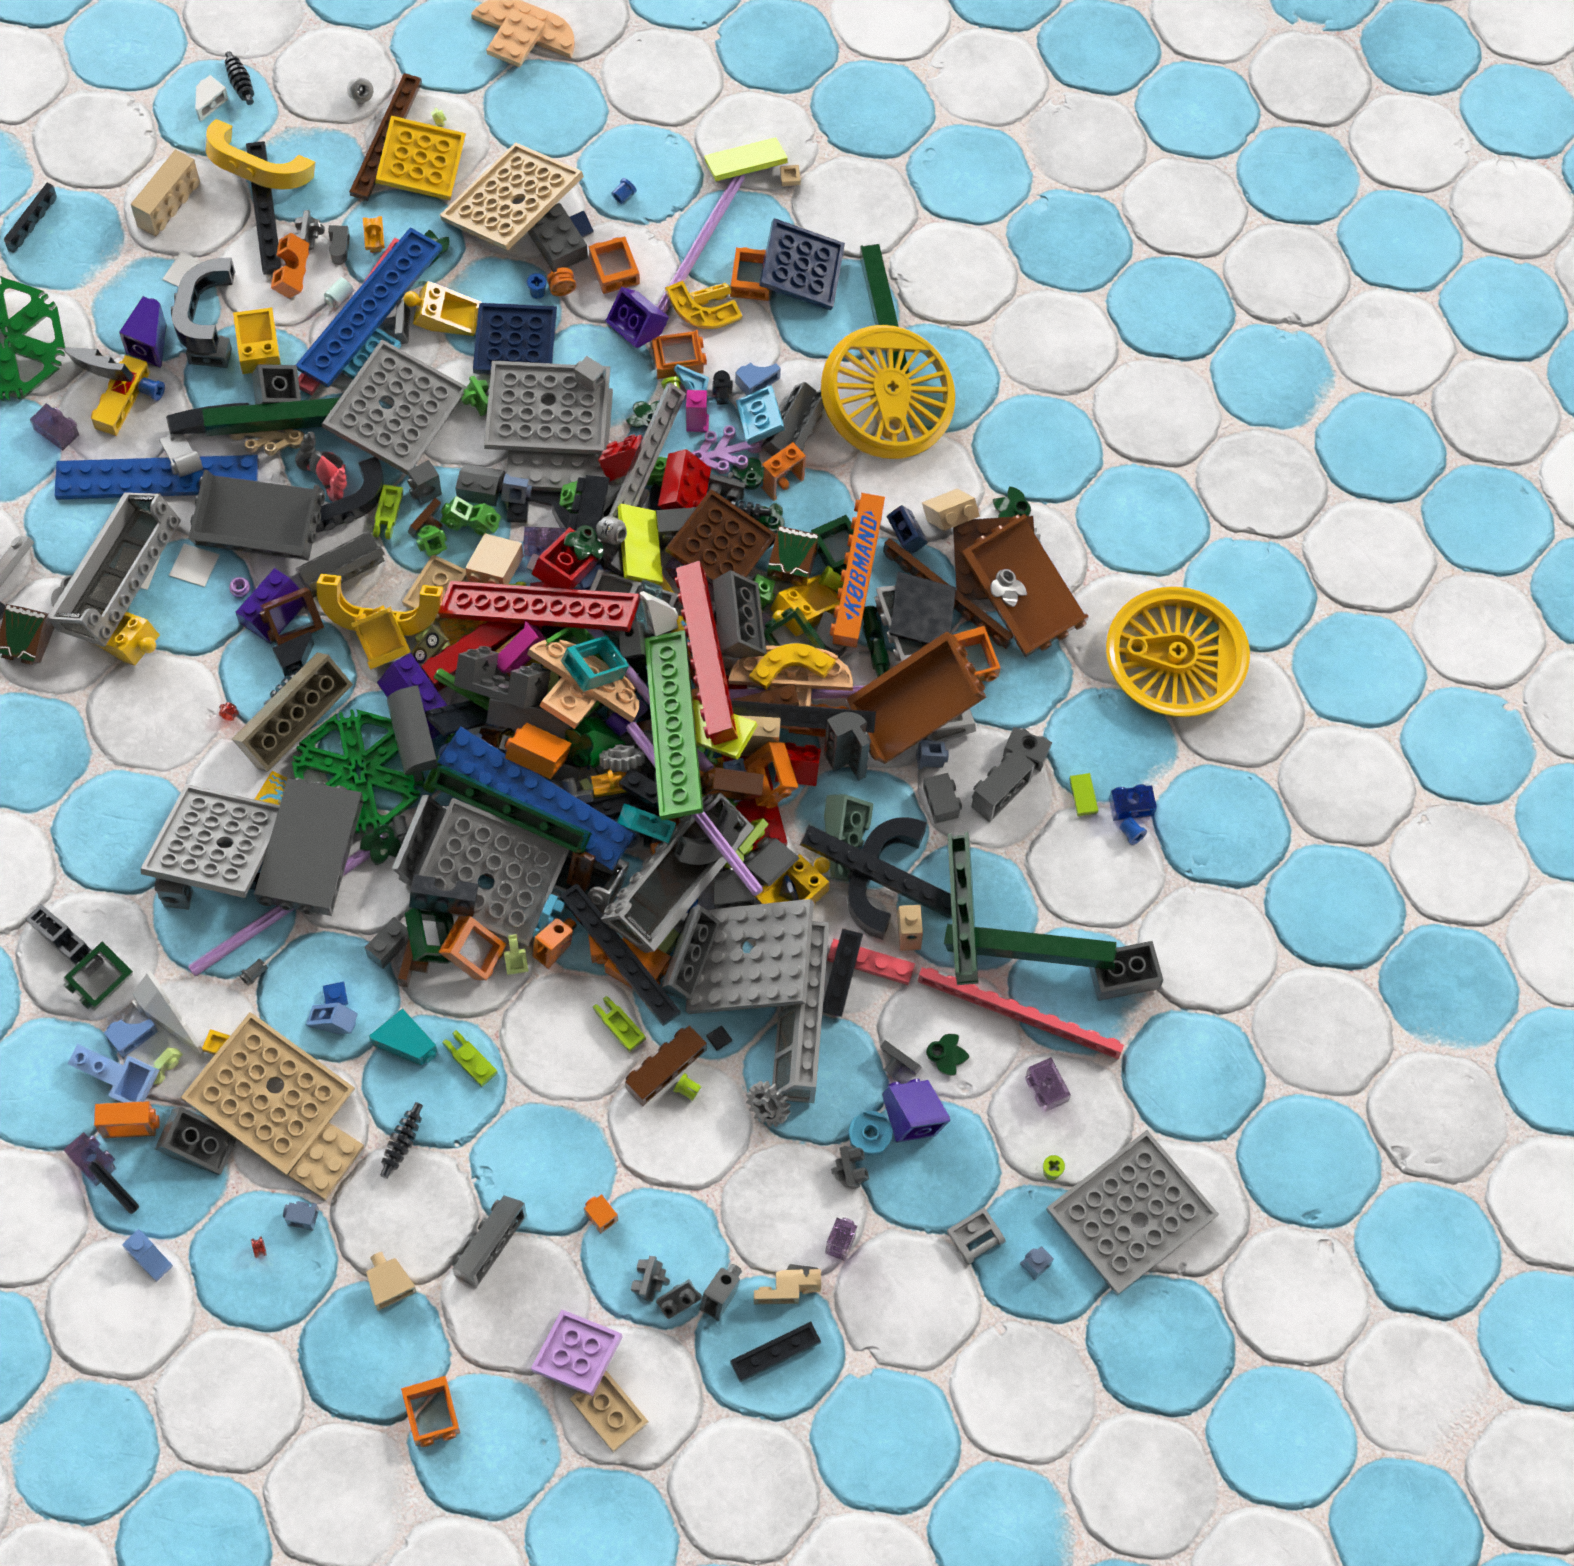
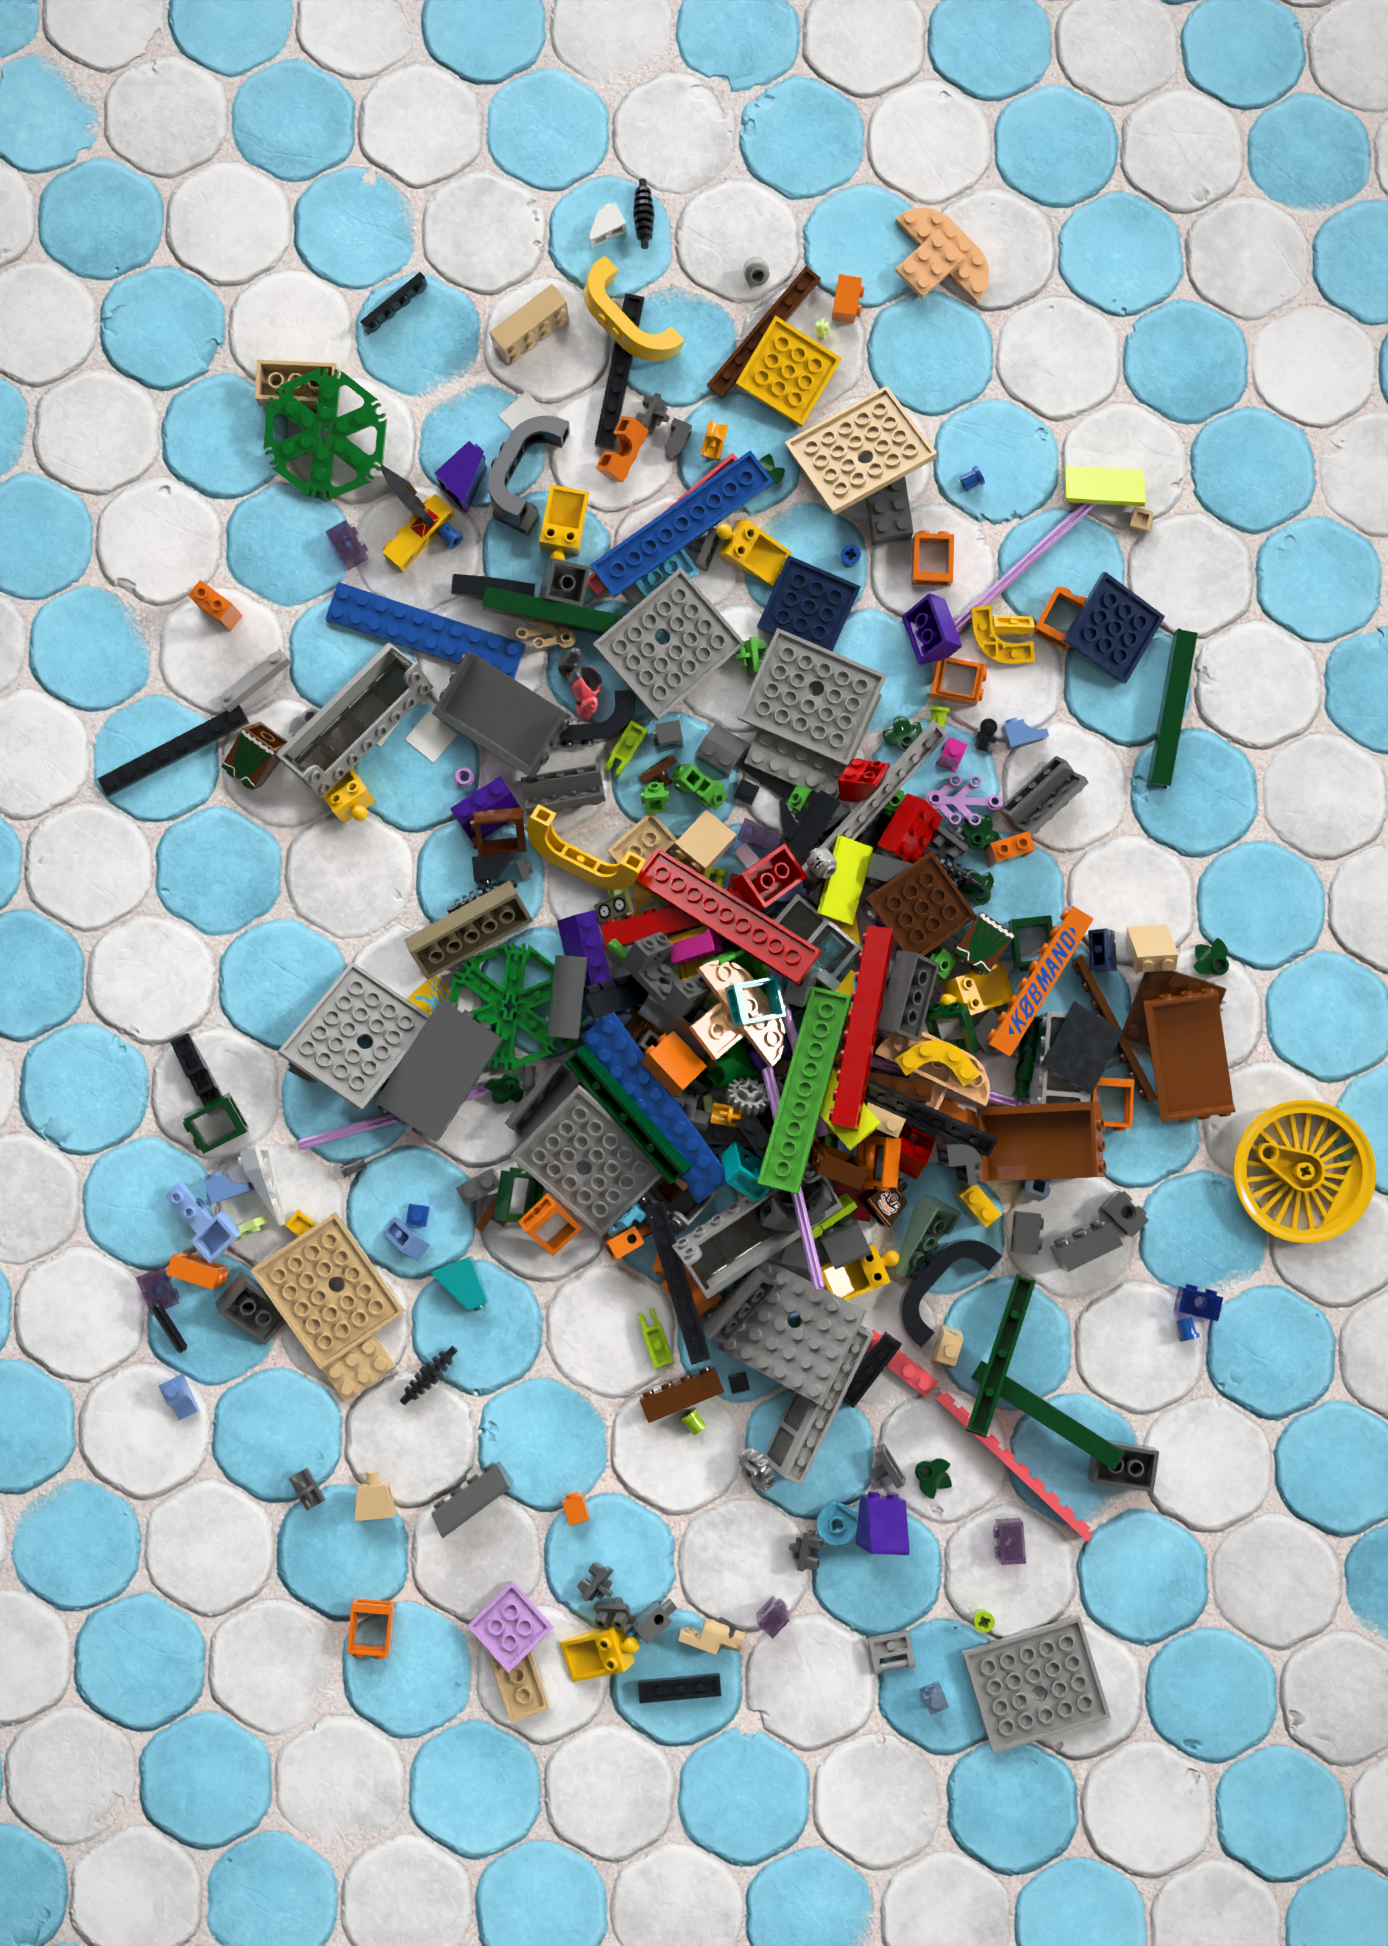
camera: 20 degrees right, 20 degrees up
(181, 456) = (453, 621): light grey door -> none
(228, 711) = (413, 901): clear red plate -> none
(258, 1247) = (275, 1425): clear red bush -> none
(301, 1215) = (320, 1410): sand blue brick -> none
(314, 1295) = (307, 1489): none -> dark grey hips
(328, 645) = (525, 869): none -> dark grey plate
(338, 293) = (658, 494): light aqua brick -> none
(380, 636) = (573, 884): yellow panel -> none
(451, 87) = (847, 297): none -> orange brick
(456, 901) = (523, 1170): black arch -> none
(471, 1060) = (514, 1321): lime hinge -> none
(515, 489) = (751, 773): sand blue brick -> none
(515, 959) = (586, 1244): yellowish green plate -> none
(561, 282) = (875, 561): orange wheel -> none
(582, 223) = (917, 501): dark blue slope -> none
(584, 544) = (789, 870): dark green plate -> none
(590, 373) = (864, 679): light grey brick -> none
(658, 614) = (833, 970): white slope -> none
(674, 1349) = (599, 1653): none -> yellow slope
(691, 379) = (961, 719): medium azure tile -> none
(760, 415) = (1010, 778): medium azure tile -> none
(788, 889) = (852, 1273): slope -> none
(794, 815) = (885, 1205): none -> dark brown torso
(830, 579) = (1010, 973): lime bush -> none
(877, 870) = (938, 1287): black plate -> none
(882, 783) = (977, 1204): none -> yellow brick
(887, 405) = (1136, 816): yellow piece -> none
(1007, 587) = (1170, 1054): light grey plate -> none
(1083, 794) = (1157, 1275): lime tile -> none

